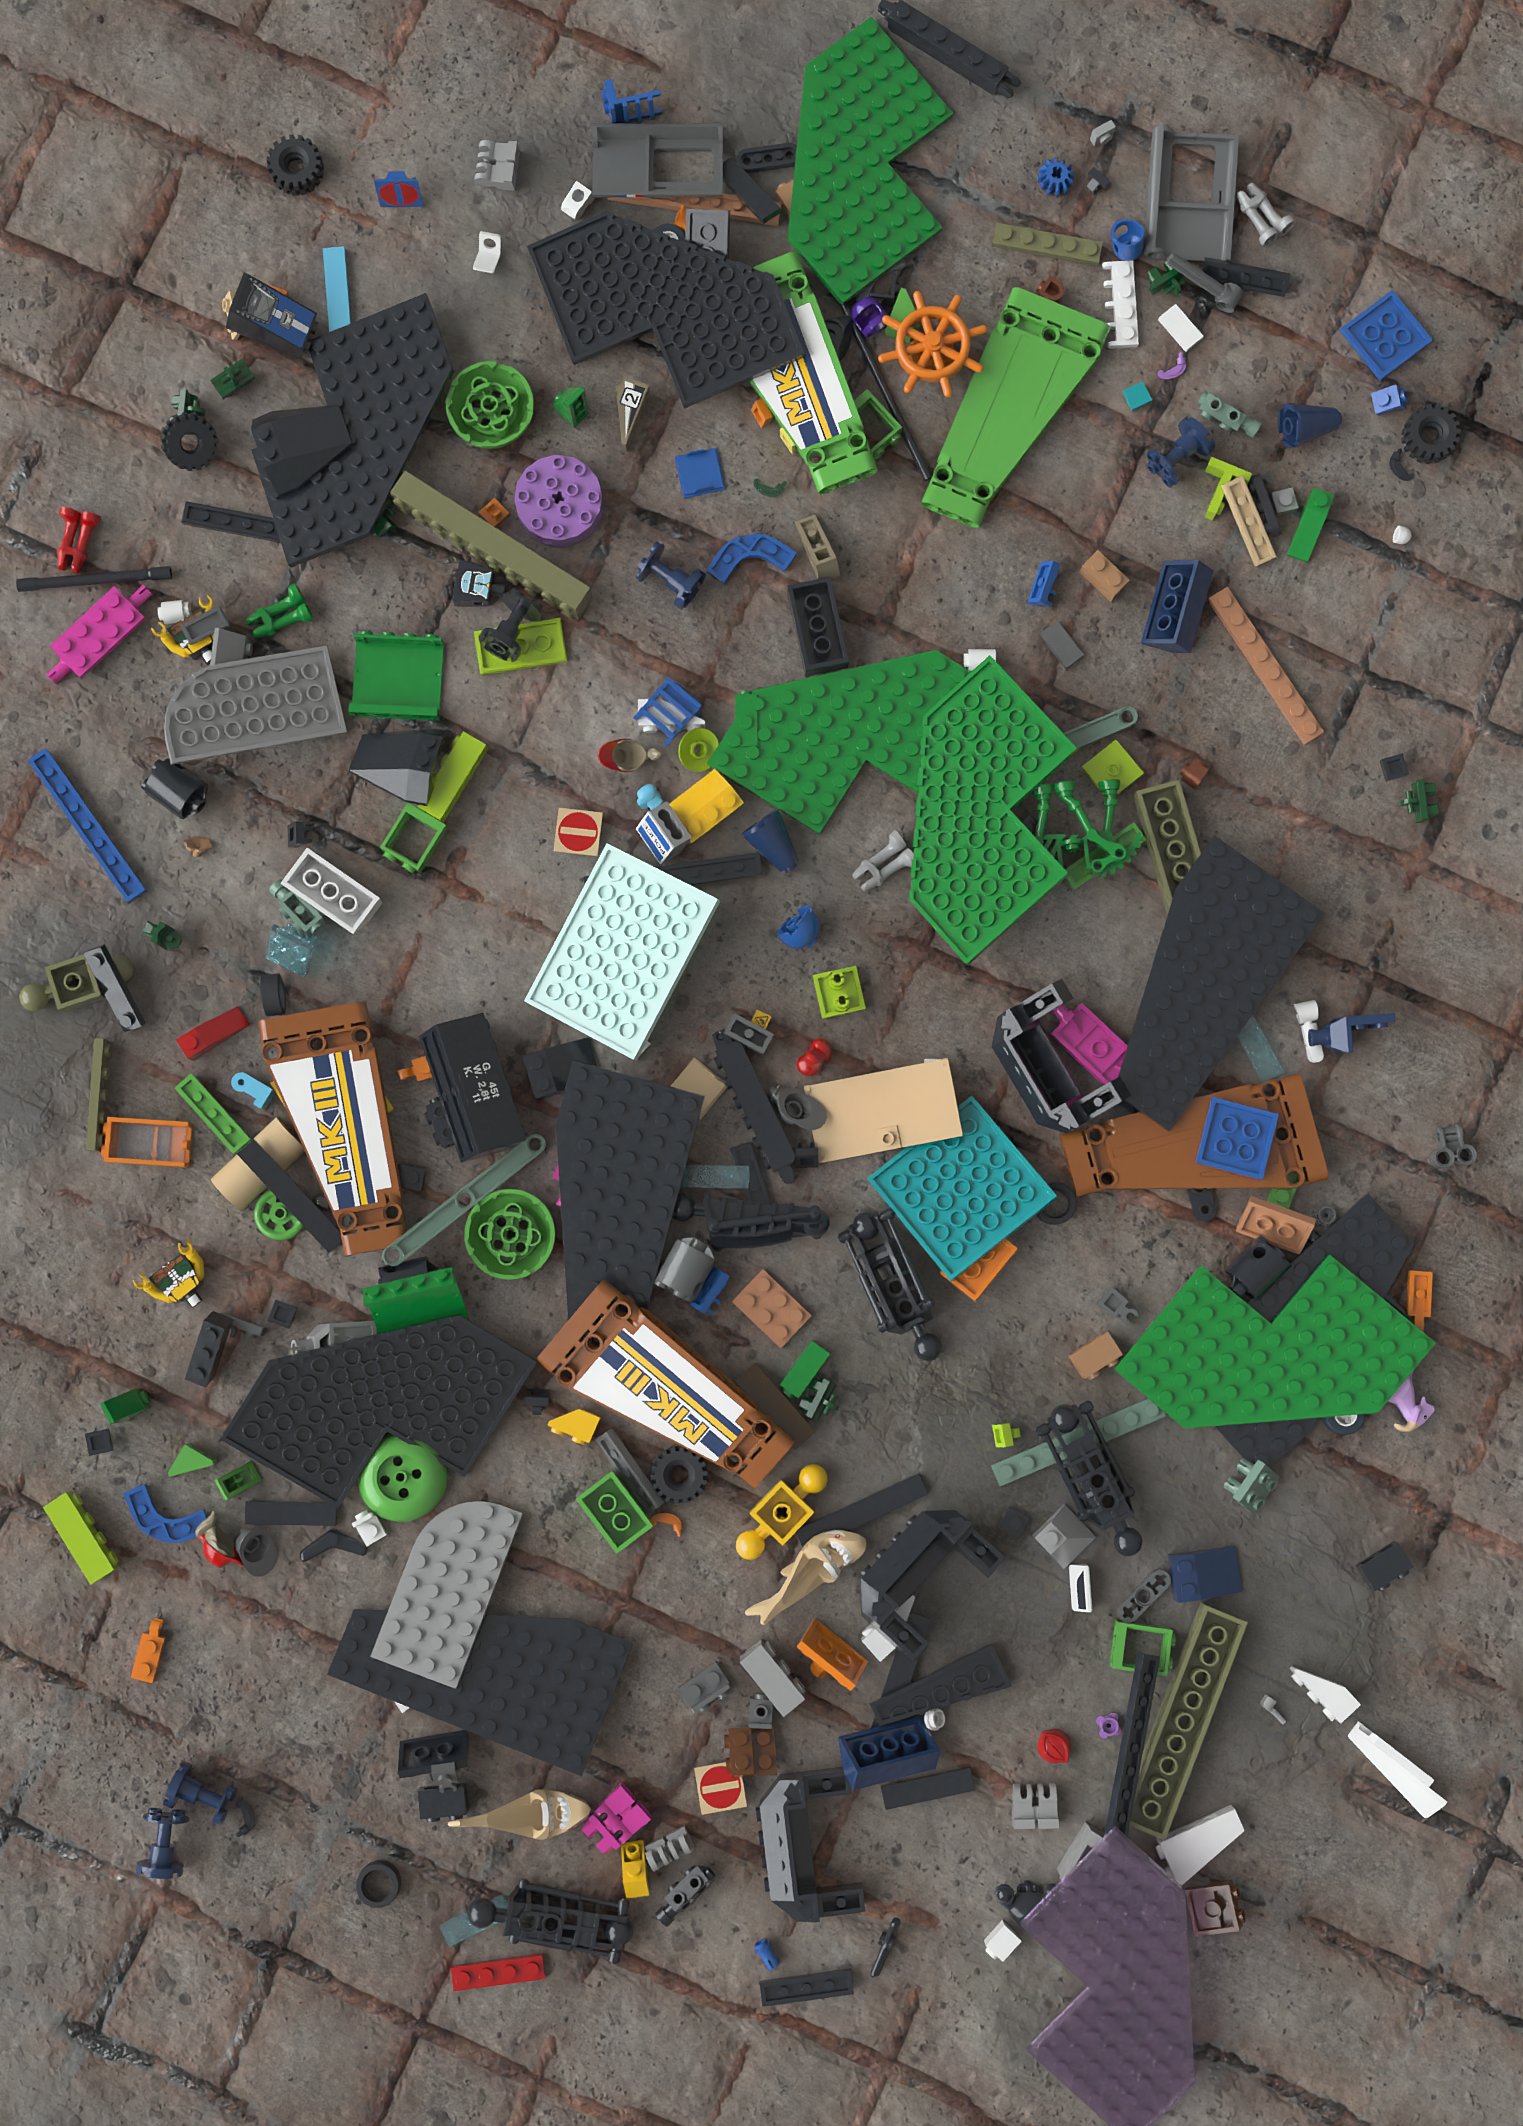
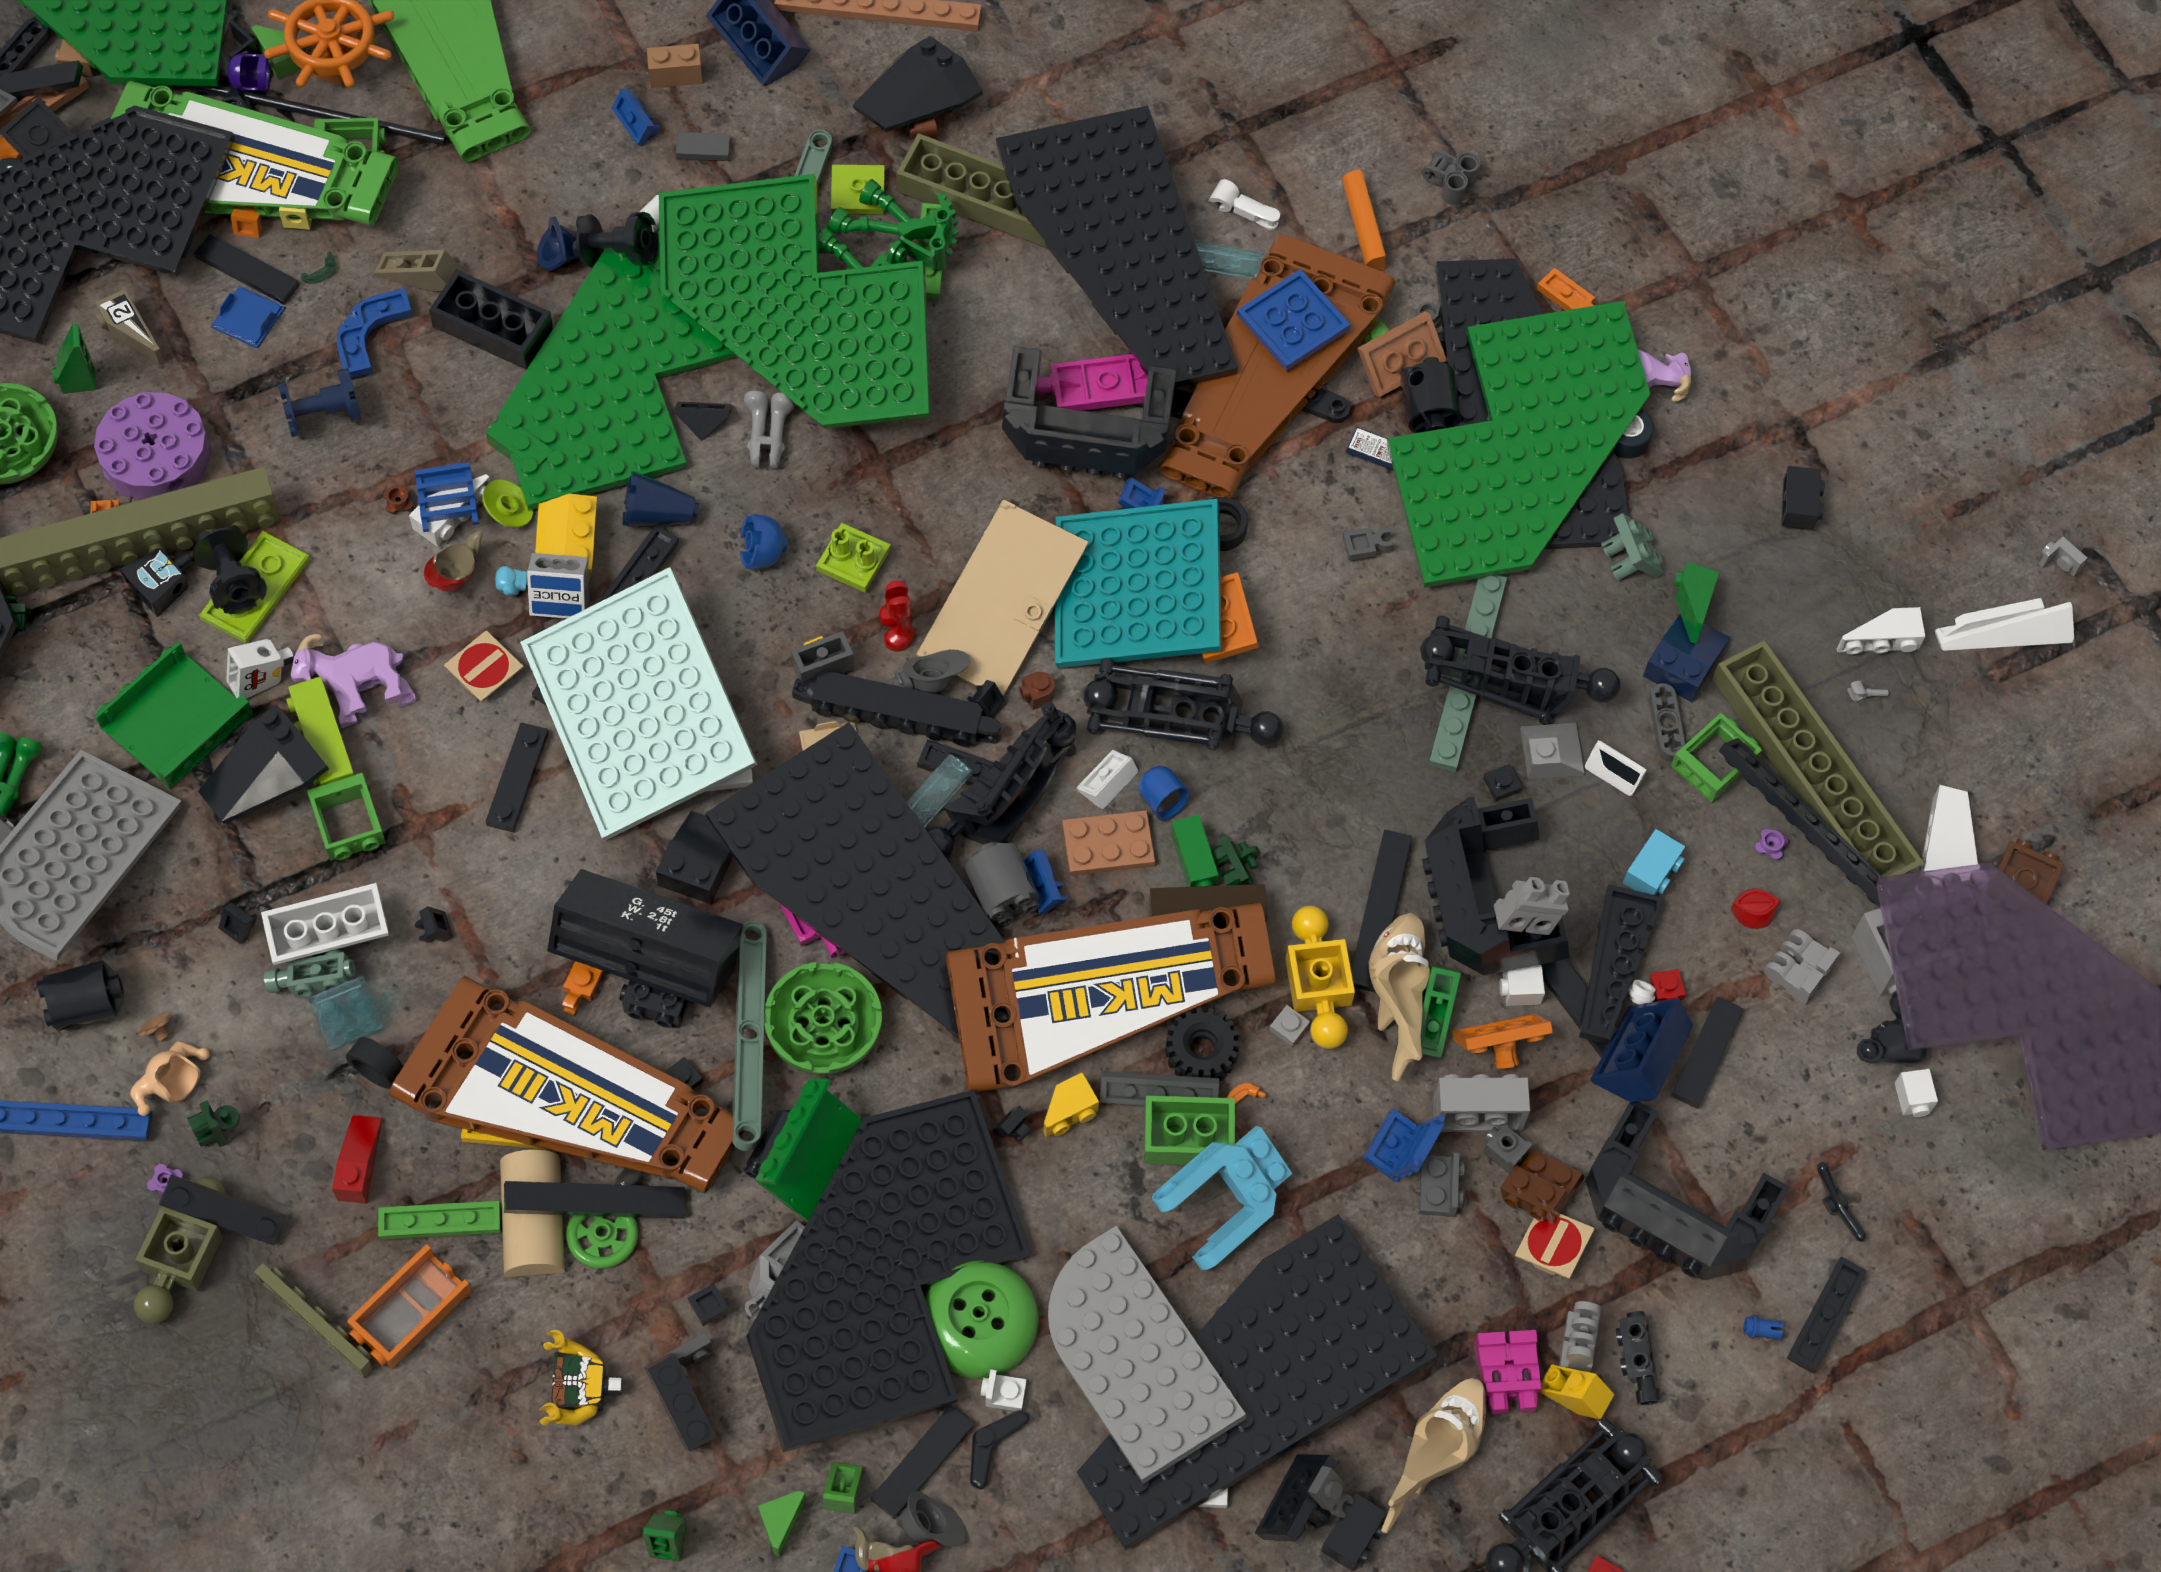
camera: 55 degrees left, 20 degrees down
(117, 939) = (161, 1172): none -> medium lavender plate
(172, 882) = (169, 1076): none -> light nougat piece
(247, 1084) = (450, 1159): medium azure leg -> none
(389, 951) = (435, 925): none -> black tile
(456, 697) = (255, 667): none -> white torso
(509, 757) = (351, 673): none -> lavender animal
(524, 914) = (517, 777): none -> black plate
(613, 1568) = (1251, 1172): none -> medium azure plate
(655, 679) = (394, 493): none -> copper plate
(709, 1649) = (1402, 1145): none -> blue plate
(731, 442) = (246, 269): none -> black tile
(738, 1515) = (1289, 1025): none -> light grey plate
(816, 1273) = (1108, 779): none -> white slope
(822, 1599) = (1438, 1008): none -> green slope
(830, 1316) = (1157, 785): none -> blue helmet
(840, 1182) = (1037, 689): none -> copper plate
(862, 813) = (702, 417): none -> black slope
(906, 622) = (556, 246): none -> dark blue helmet
(910, 1626) = (1532, 903): none -> light grey hips
(944, 669) = (634, 239): none -> black piece
(952, 1733) = (1667, 985): none -> red plate
(1004, 1434) = (1409, 725): lime tile -> none
(1030, 1139) = (1138, 495): none -> blue bracket
(1030, 1663) = (1654, 864): none -> medium azure brick
(1095, 1355) = (1398, 593): medium nougat brick -> none
(1193, 1254) = (1370, 448): none -> tile
(1217, 747) = (918, 86): none -> black wedge
(1247, 1551) = (1694, 595): none -> green slope
(1338, 1035) = (1270, 178): dark blue plate -> none
(1364, 1118) = (1364, 220): none -> orange brick
(1486, 1772) = (2065, 555): none -> light grey bracket

